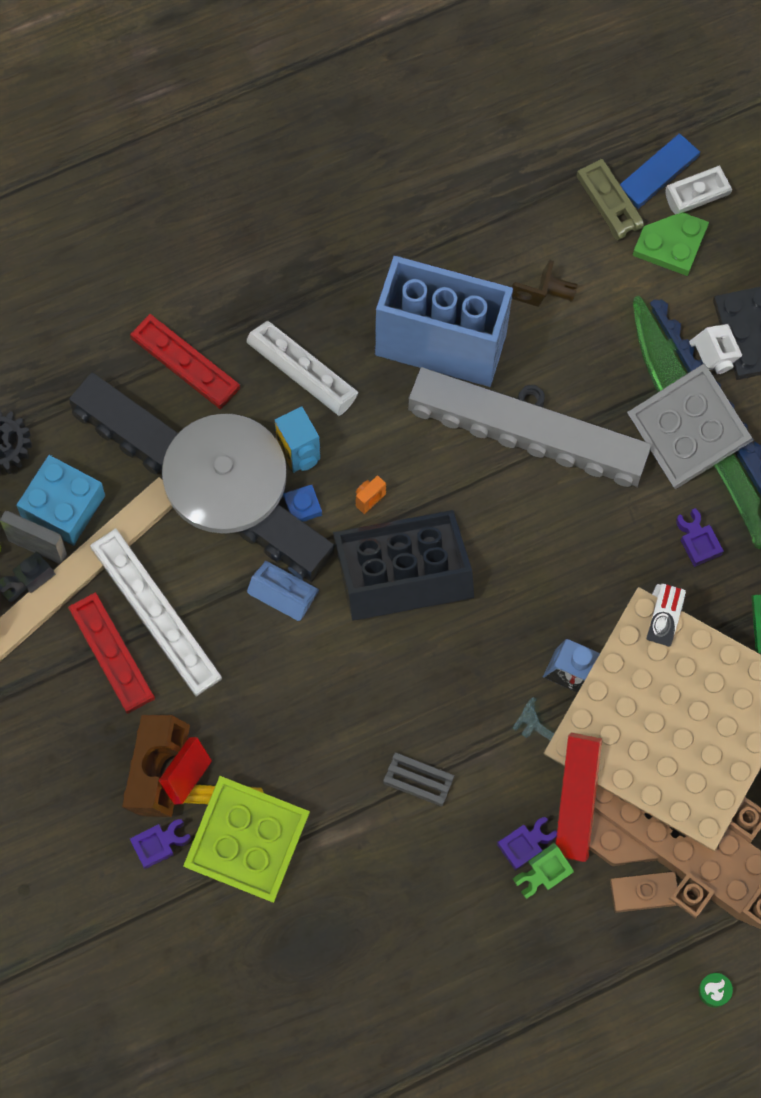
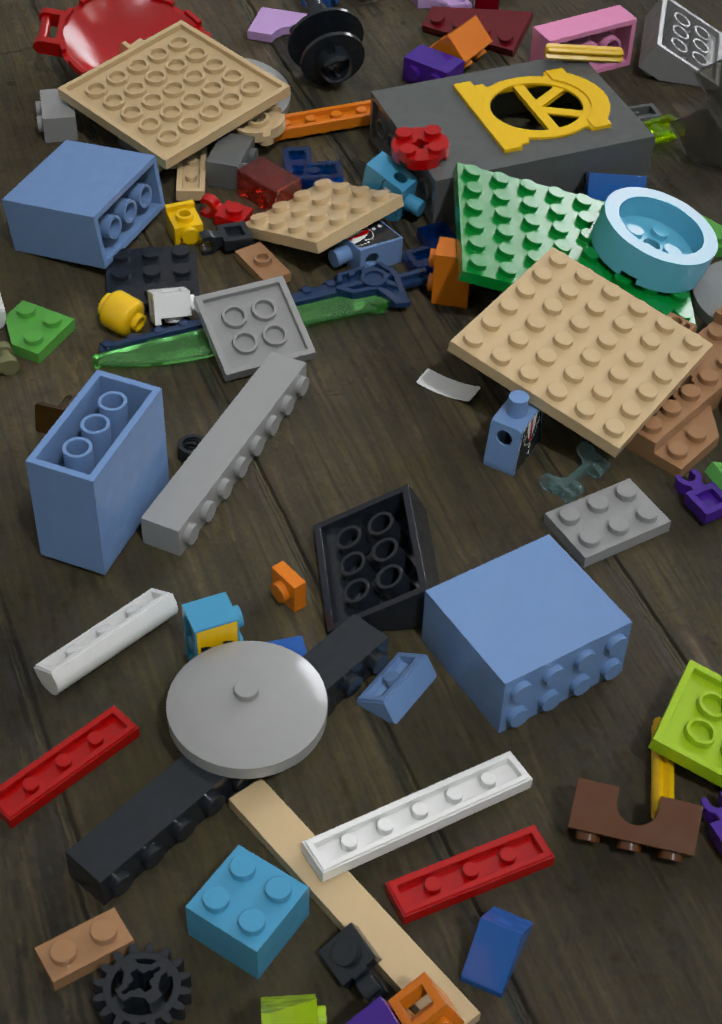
camera: 85 degrees left, 25 degrees down
(33, 537) = (307, 935): dark grey tile -> none
(34, 403) = (83, 948): none -> medium nougat plate
(50, 672) = (495, 950): none -> blue slope
(185, 770) = (643, 784): red tile -> none
(327, 679) = (525, 632): none -> medium blue brick
(421, 767) = (642, 562): dark grey tile -> none
(488, 758) = (606, 522): none -> light grey plate
(578, 796) = (661, 428): red tile -> none
(666, 615) = (484, 321): sticker -> none
(698, 309) = (121, 313): none -> yellow head
(698, 542) = (376, 342): dark purple plate -> none

